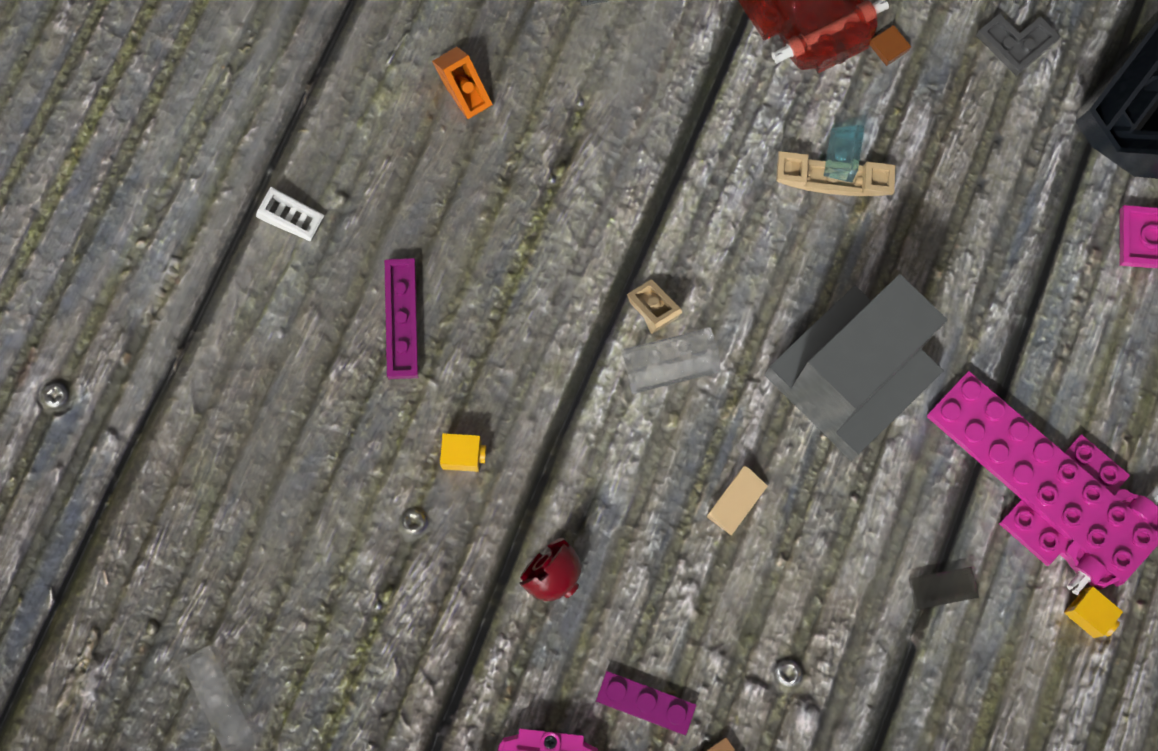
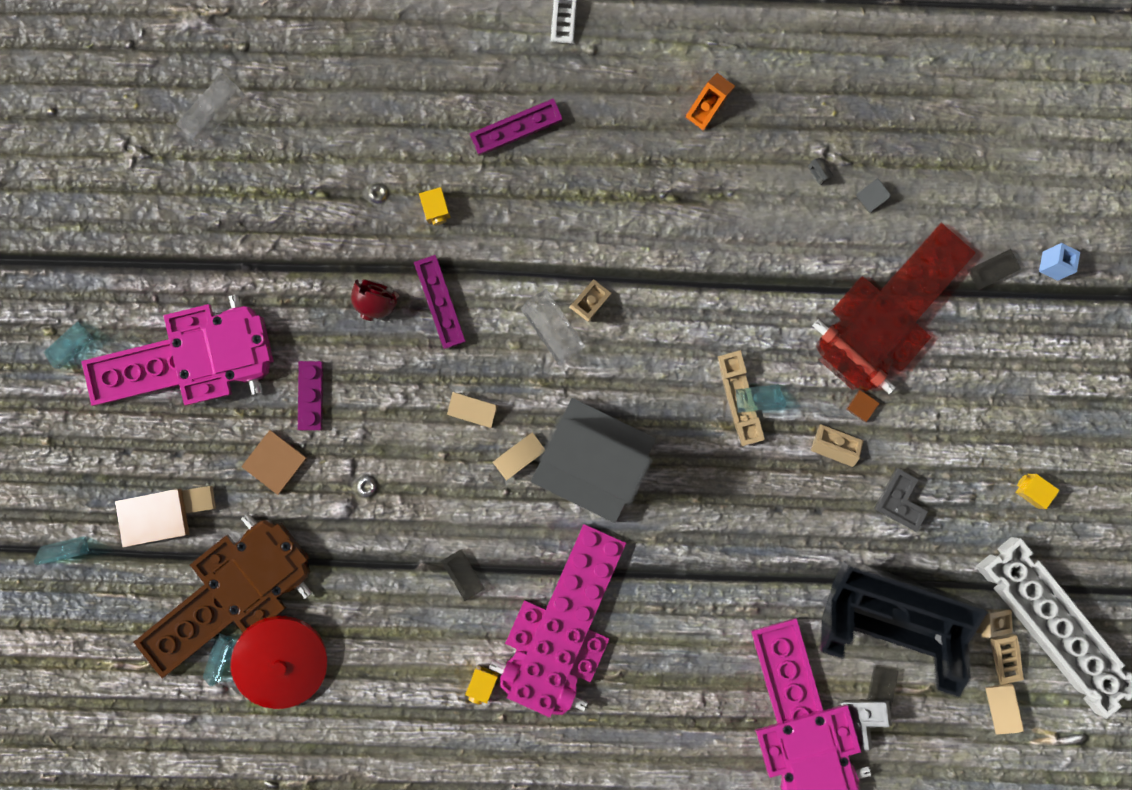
camera: 75 degrees right, 10 degrees up
(585, 491) = (439, 302): none -> magenta plate
(816, 462) = (519, 456): none -> tan slope
(927, 89) = (837, 445): none -> tan slope

